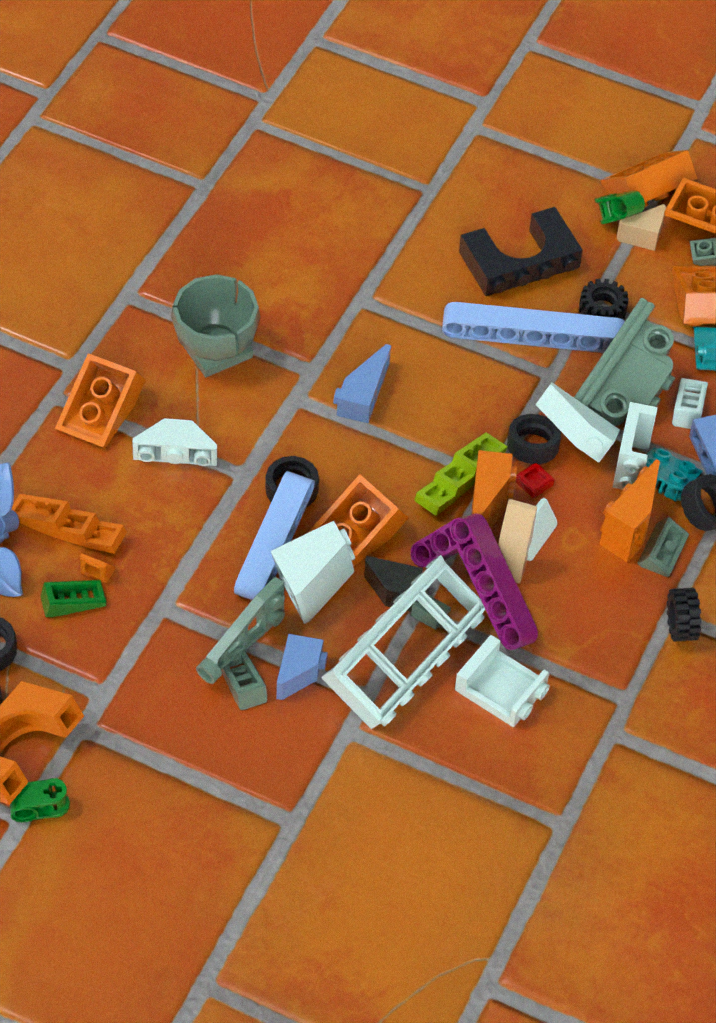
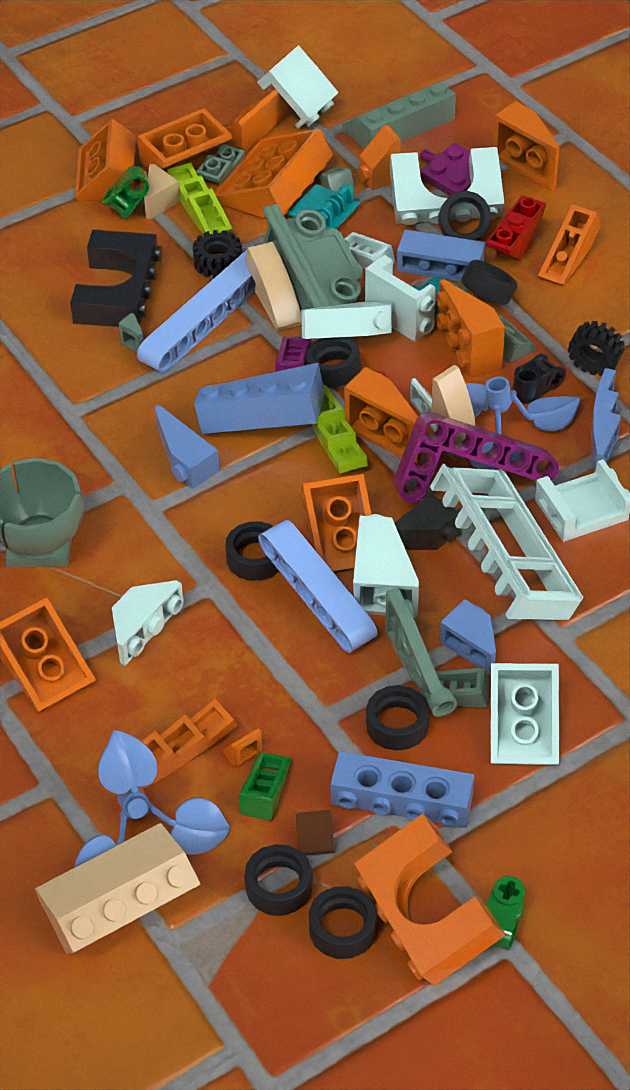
camera: 55 degrees left, 5 degrees down
(45, 649) = (315, 832): none -> reddish brown slope
(108, 645) = (416, 781): none -> medium blue brick
(180, 633) = (393, 697): none -> black tyre
(241, 734) = (525, 714): none -> light aqua slope
(444, 411) = (262, 401): none -> medium blue wedge
(468, 289) = (130, 333): none -> sand green slope
(506, 409) = (292, 353): none -> magenta slope
(562, 557) = (547, 412): none -> medium blue plant
(585, 354) = (273, 286): none -> tan slope
(597, 661) = (605, 420): none -> medium blue slope
(623, 588) = (537, 378): none -> black piece
(658, 260) = (199, 200): none -> lime slope

